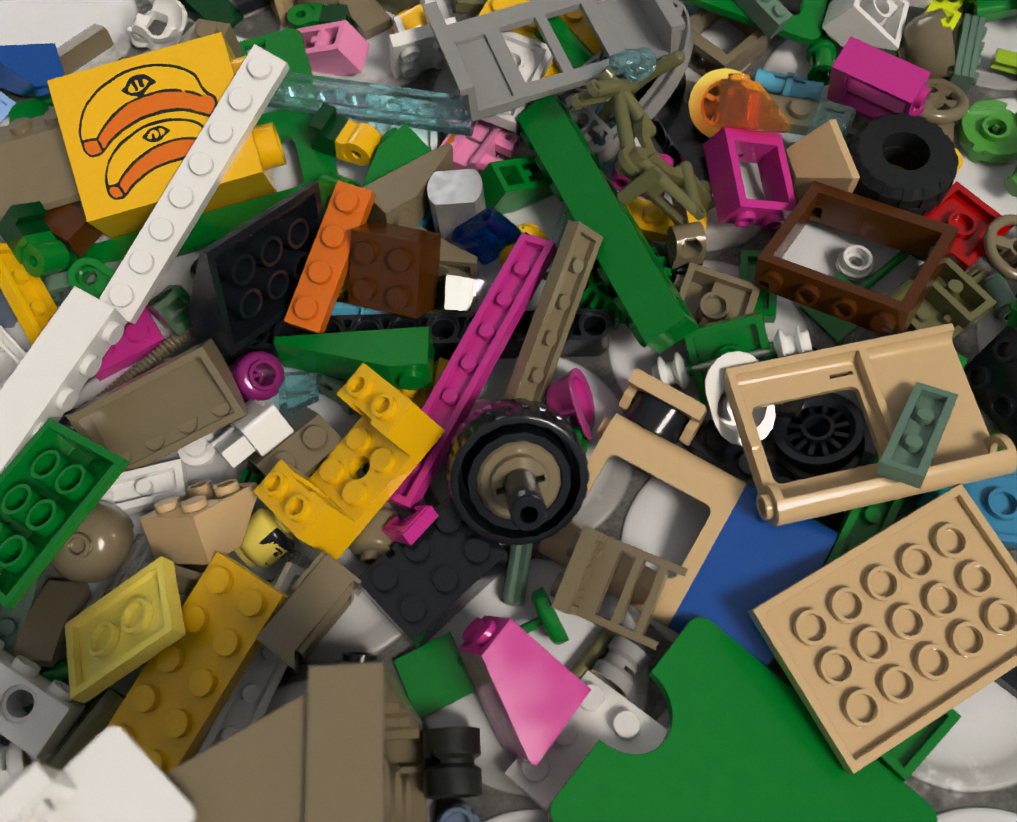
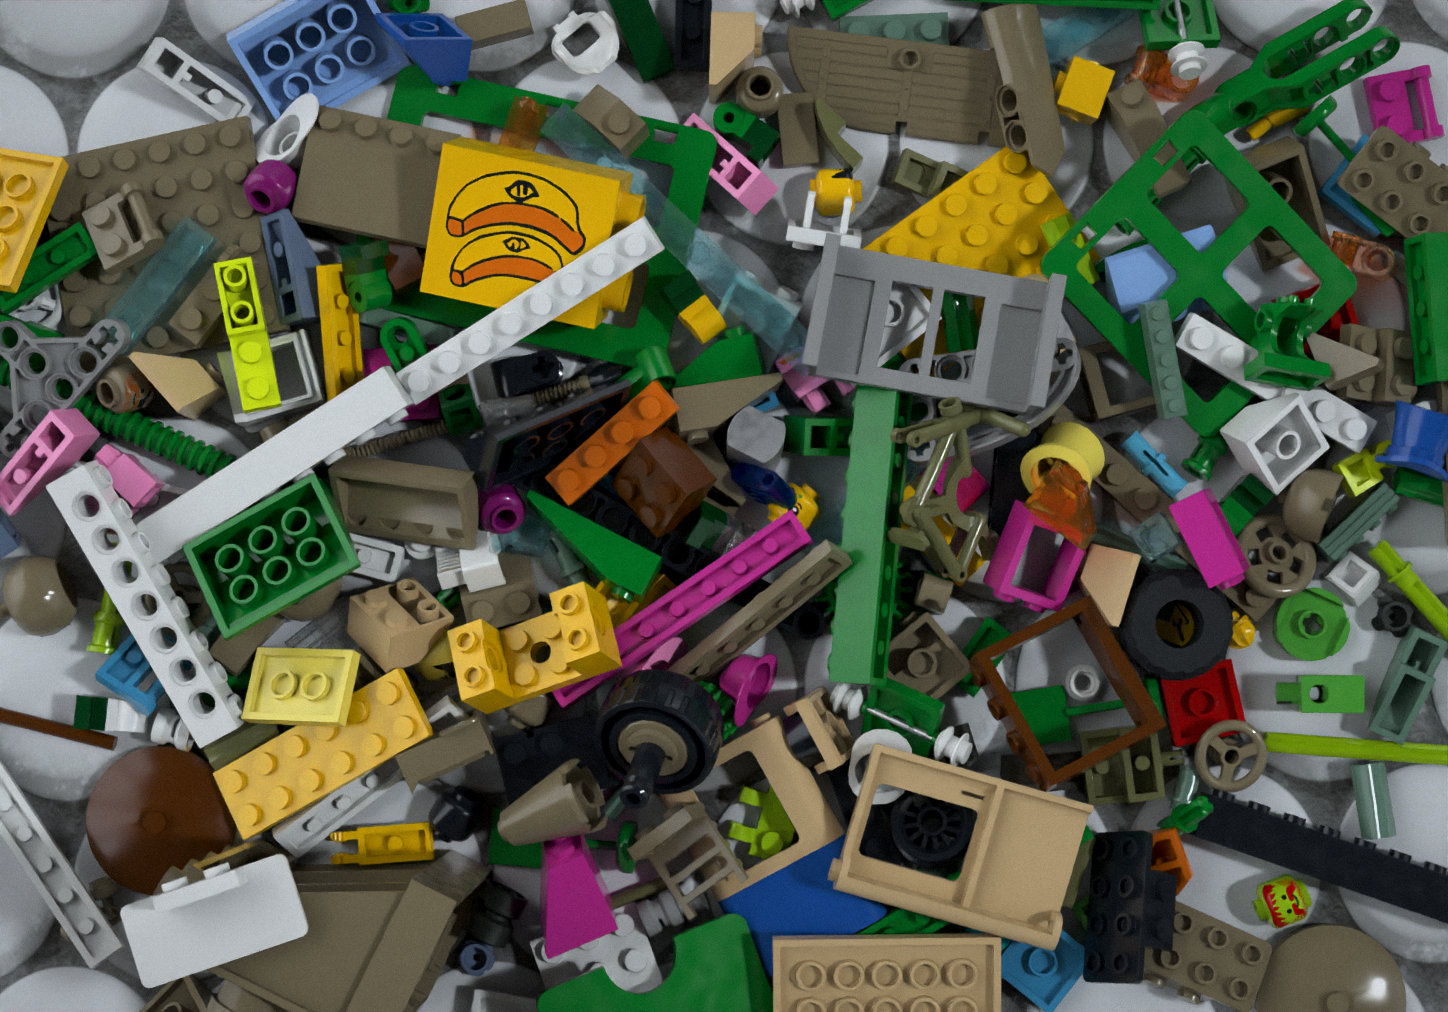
camera: 25 degrees right, 20 degrees up
(412, 527) = (556, 723): dark pink tile -> none
(451, 601) = (555, 808): none -> dark tan cone
(635, 63) = (983, 413): clear light blue plate -> none
(674, 518) = (773, 829): none -> lime plate
(917, 435) = (988, 885): sand green plate -> none
(997, 86) = (1354, 578): none -> white slope

